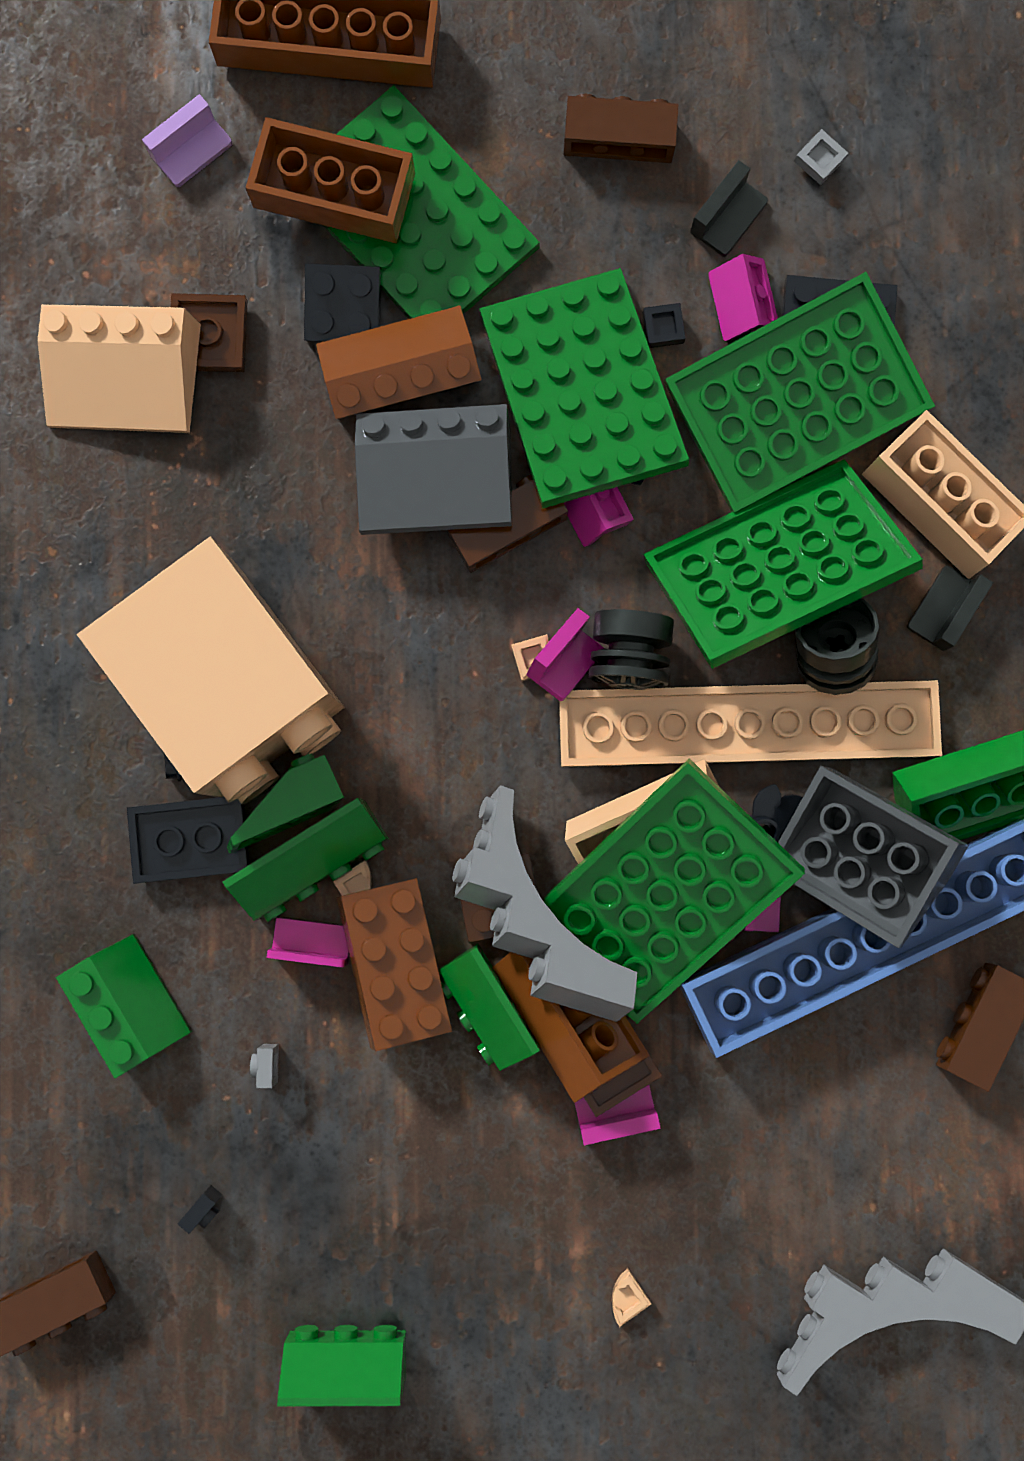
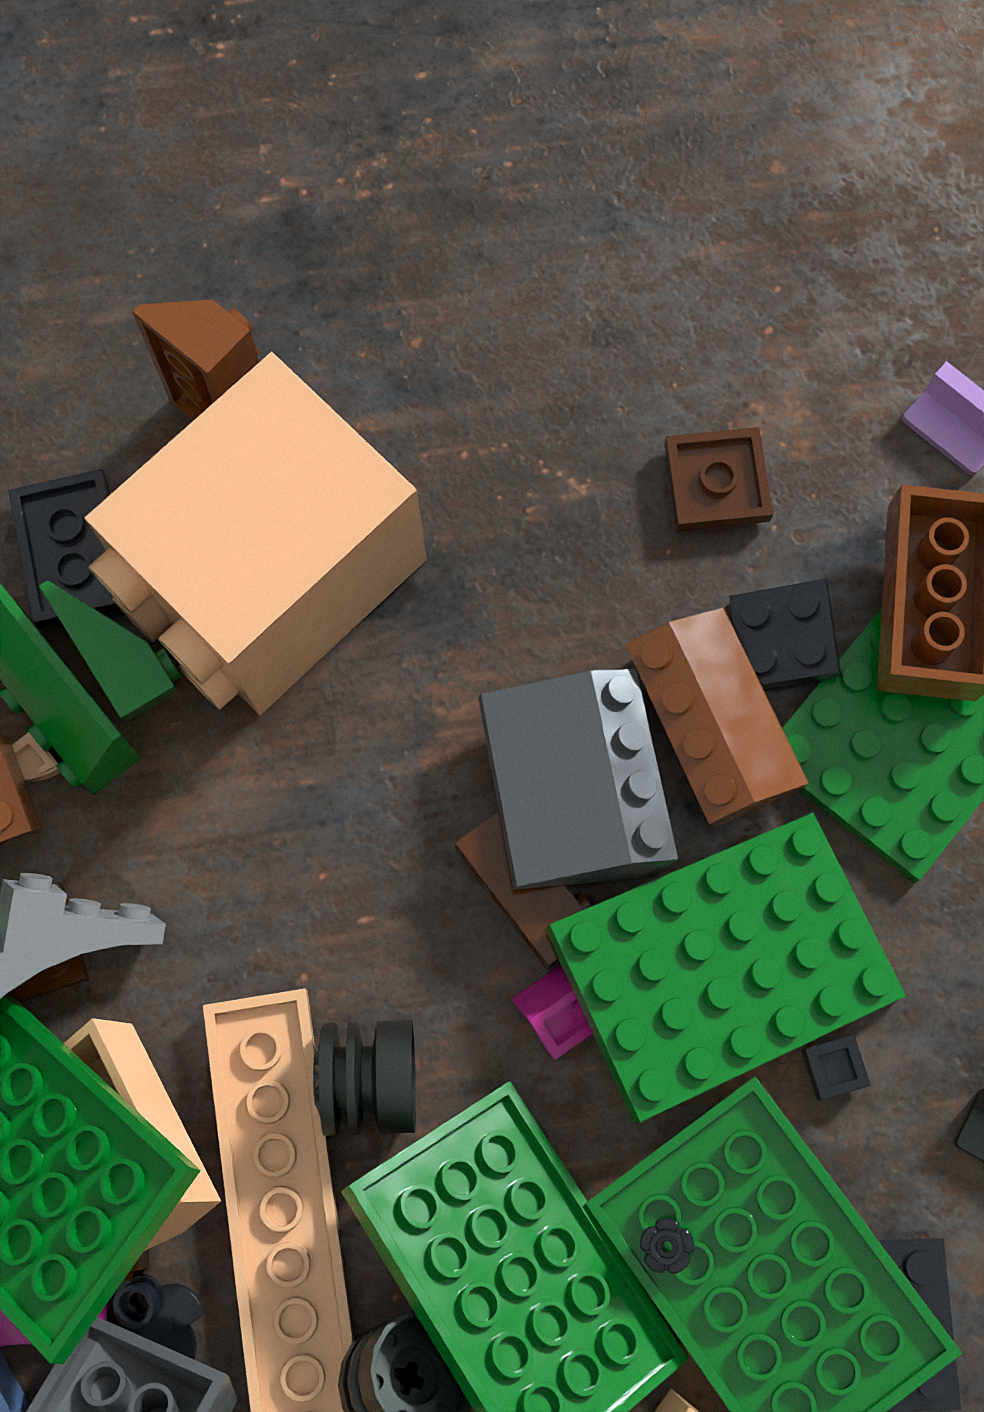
camera: 80 degrees right, 10 degrees down
(65, 703) = (196, 350): none -> dark orange slope
(118, 367) = (651, 380): light nougat slope -> none
(526, 652) = (352, 946): light nougat tile -> none
(565, 658) = (349, 990): dark pink panel -> none
(742, 296) = (899, 1178): dark pink panel -> none
(762, 460) = (682, 1245): none -> black plate

